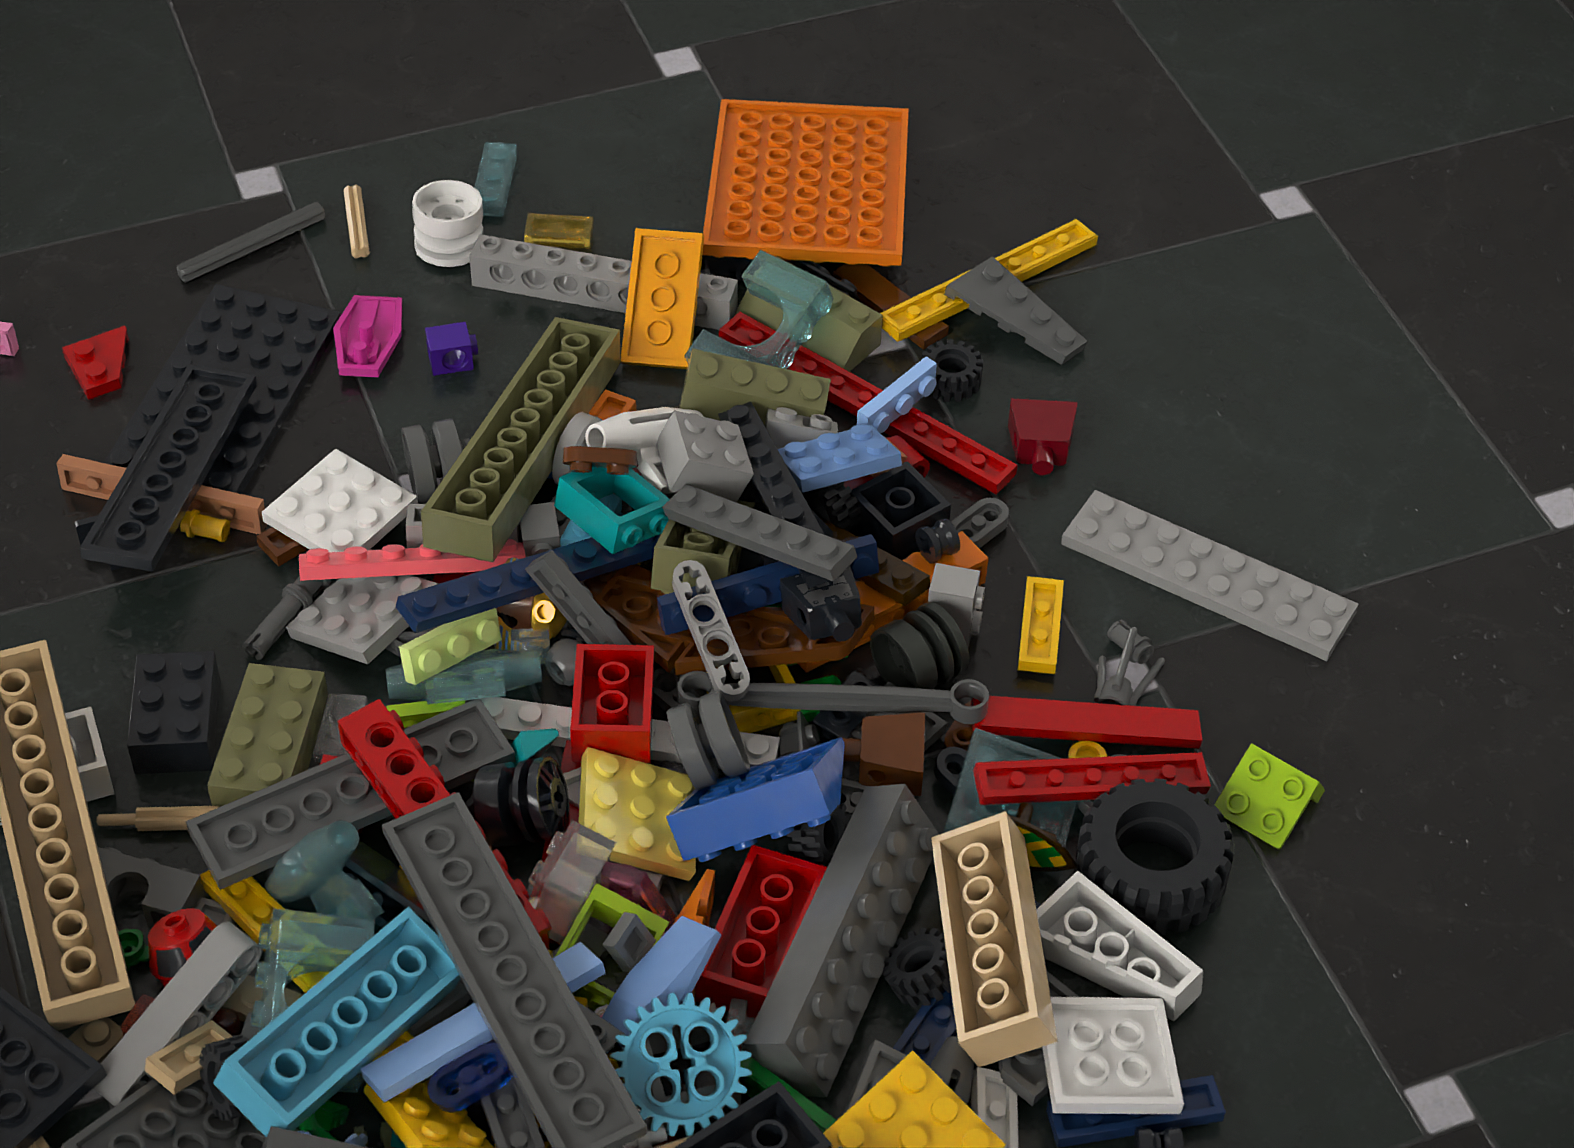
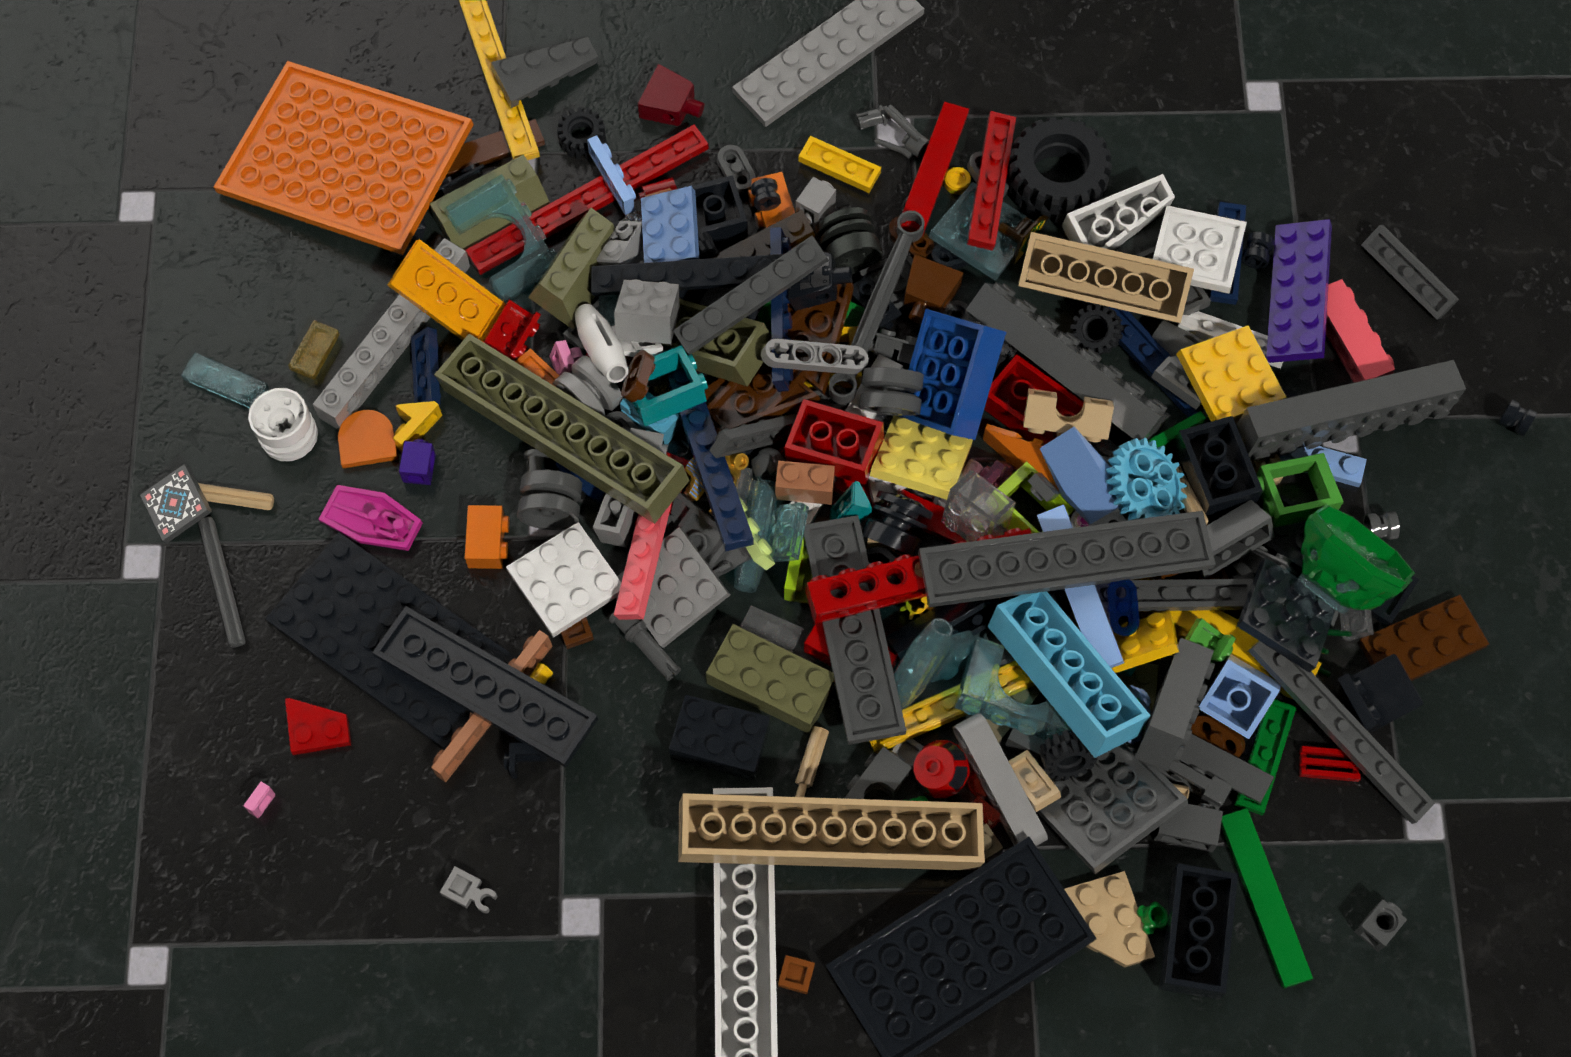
camera: 70 degrees left, 20 degrees up
(329, 178) = (176, 503): none -> dark grey tile
(373, 428) = (485, 537): none -> orange brick
(468, 301) = (366, 439): none -> orange tile
(500, 335) = (419, 420): none -> yellow slope
(546, 689) = (805, 482): none -> nougat brick
(599, 316) = (425, 365): none -> dark blue plate
(651, 379) = (512, 330): none -> red bracket
(748, 961) = (1092, 420): none -> tan arch
(1267, 796) = (1027, 89): lime bracket -> none

